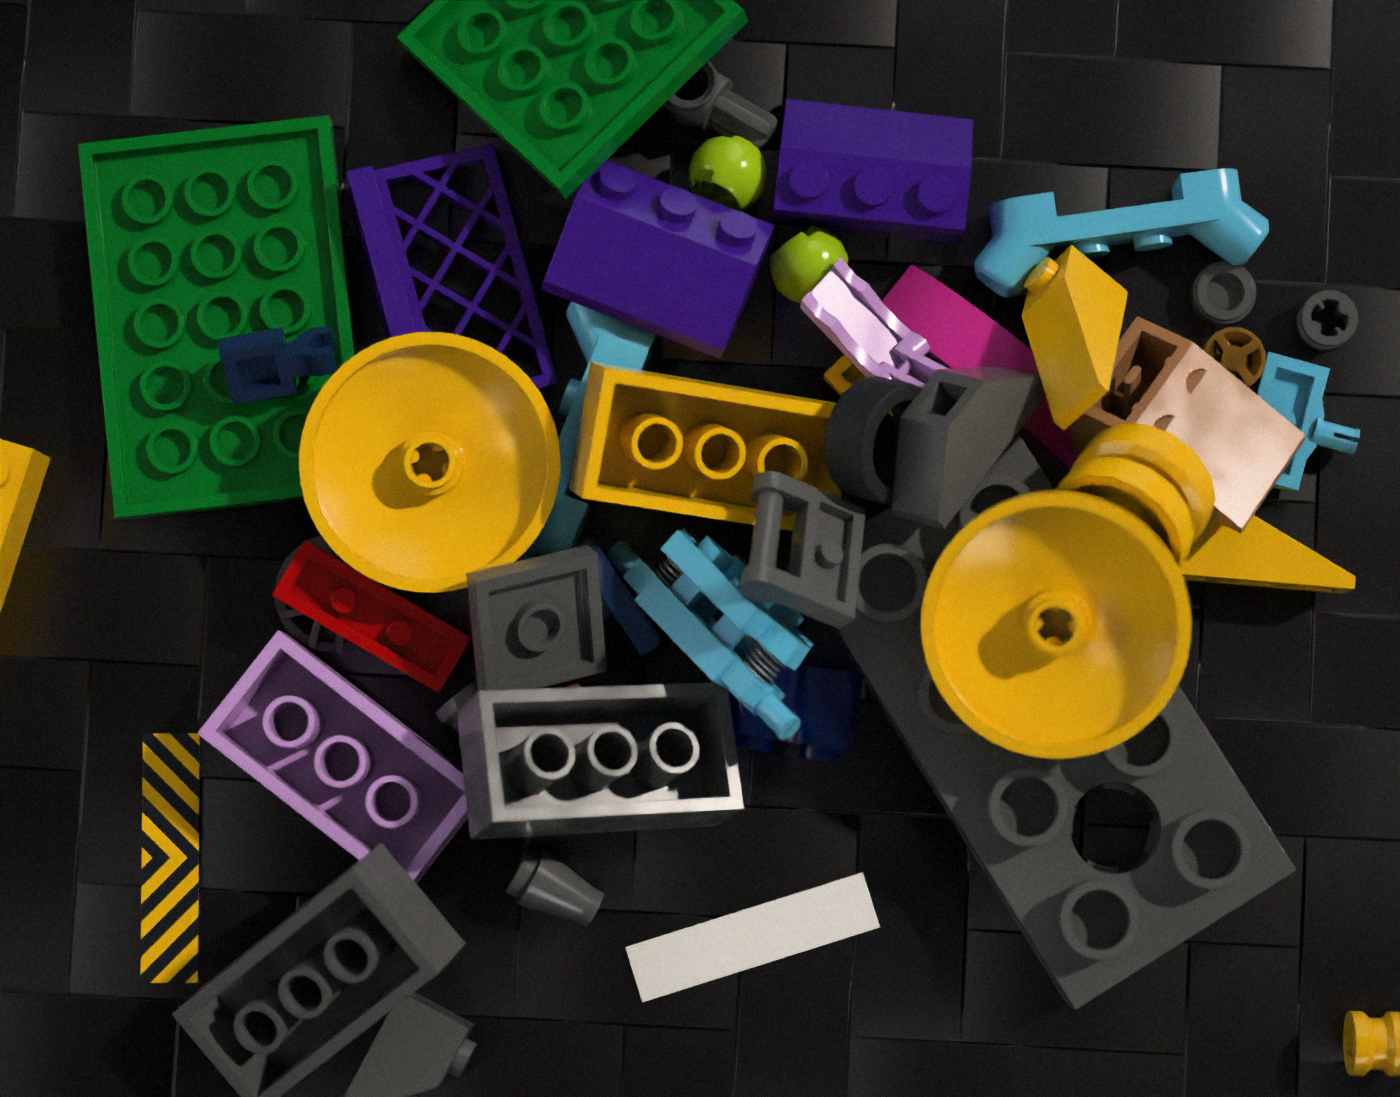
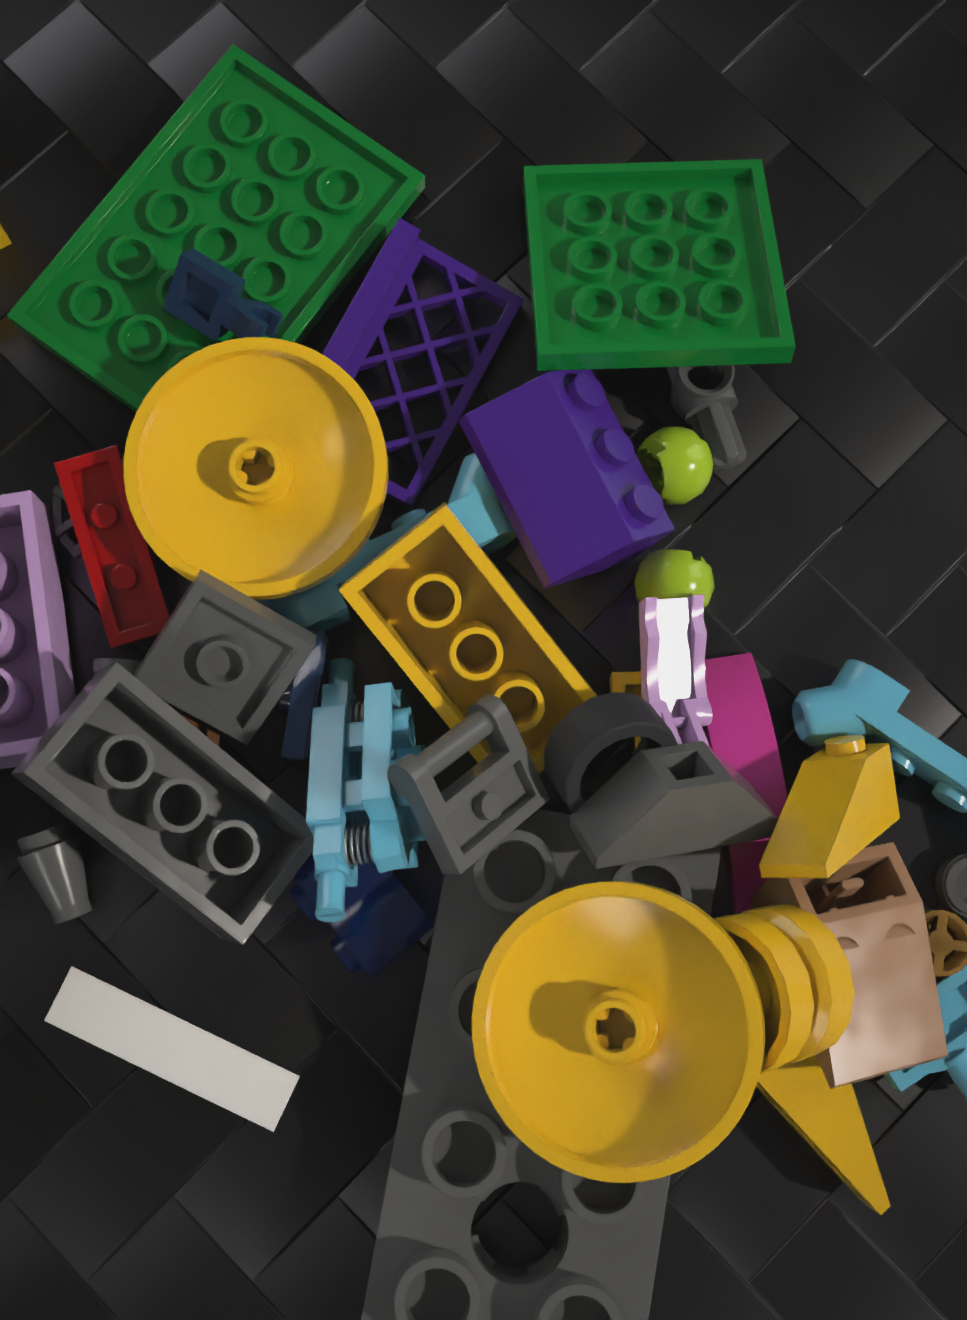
camera: 30 degrees right, 5 degrees down
(874, 171) = (781, 561): dark purple slope -> none

